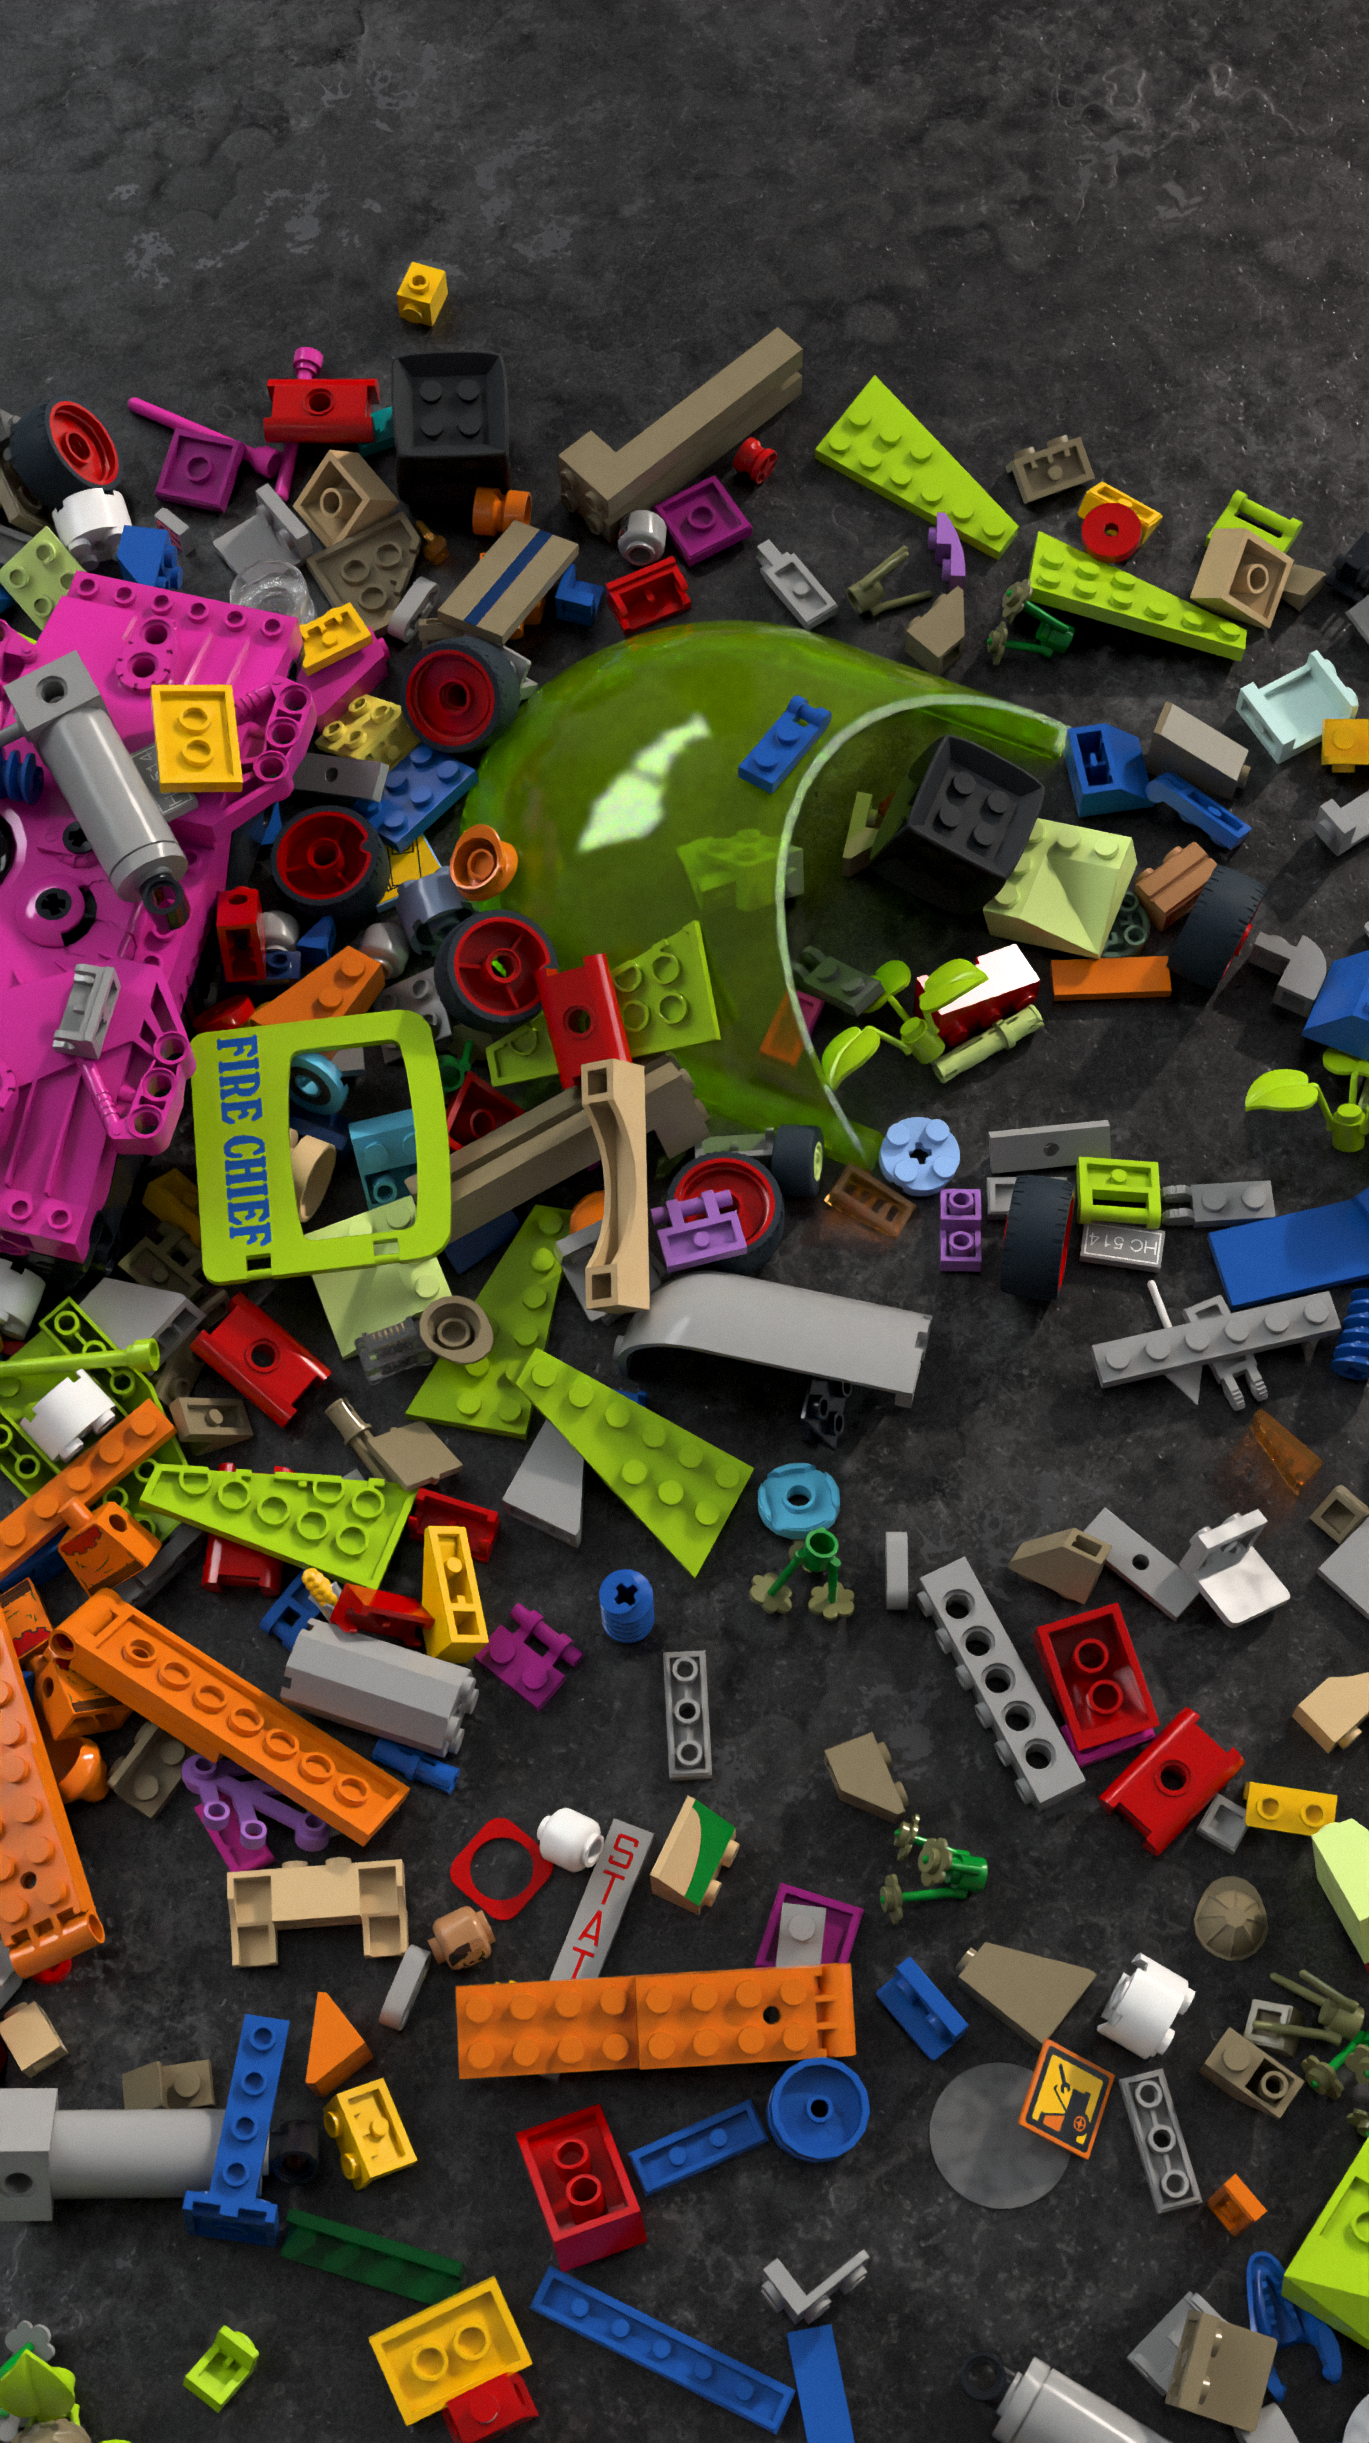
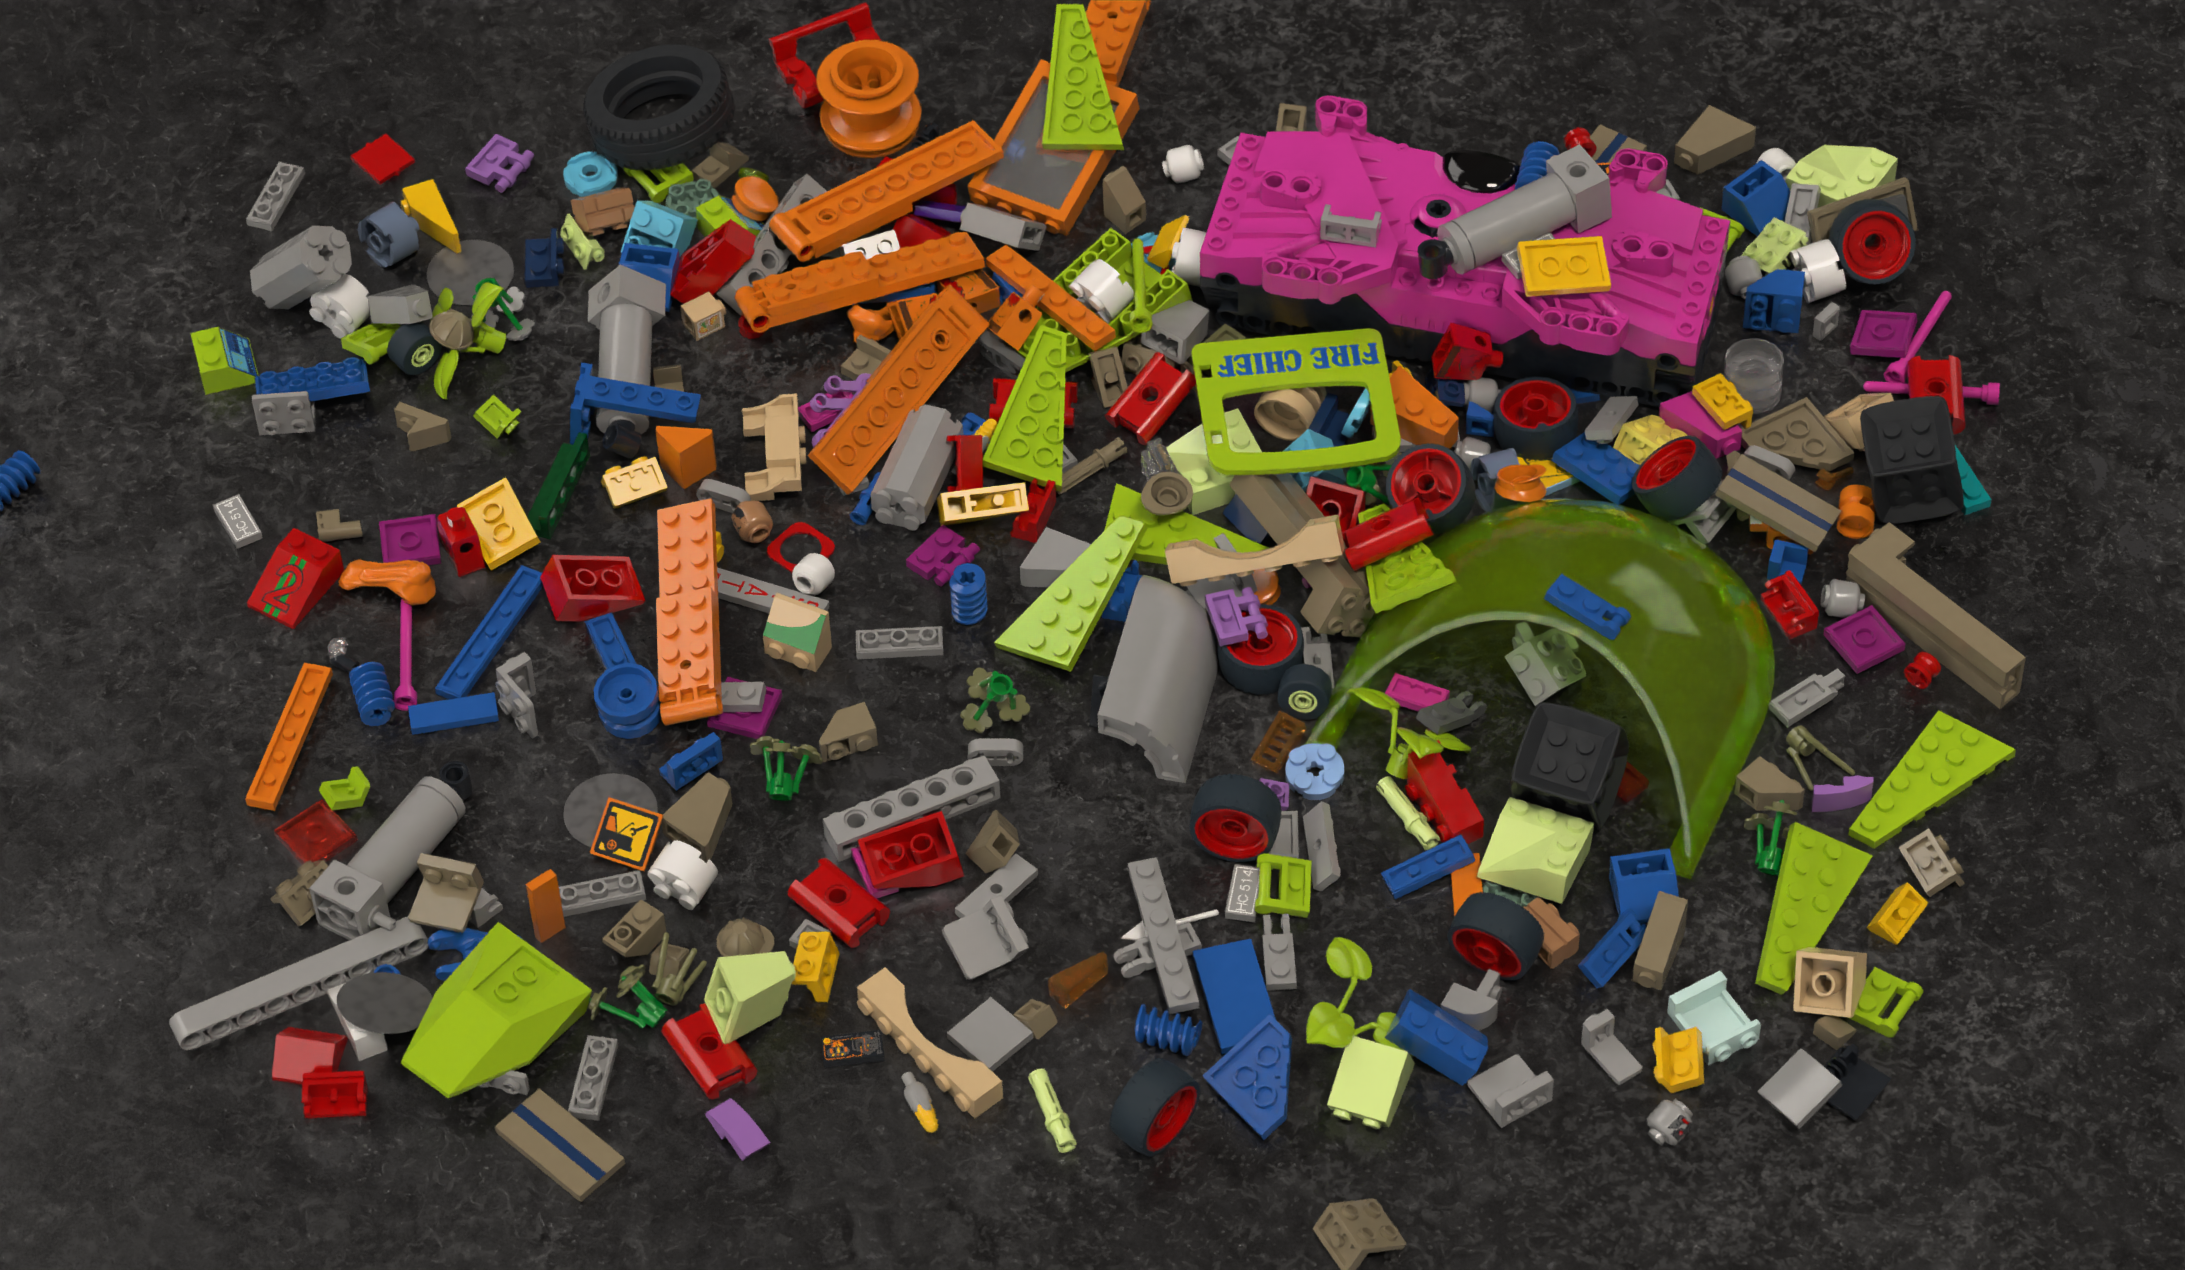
camera: 90 degrees right, 15 degrees down
(225, 1015) = (1409, 362): red piece -> none
(267, 535) = (1821, 375): light grey bracket -> none
(414, 1455) = (1082, 484): dark tan piece -> none
(422, 294) = (2062, 458): yellow brick -> none
(793, 1520) = (1046, 711): medium azure tile -> none
(1077, 1020) = (1428, 866): none -> blue tile
(1111, 548) = (1867, 884): red piece -> none

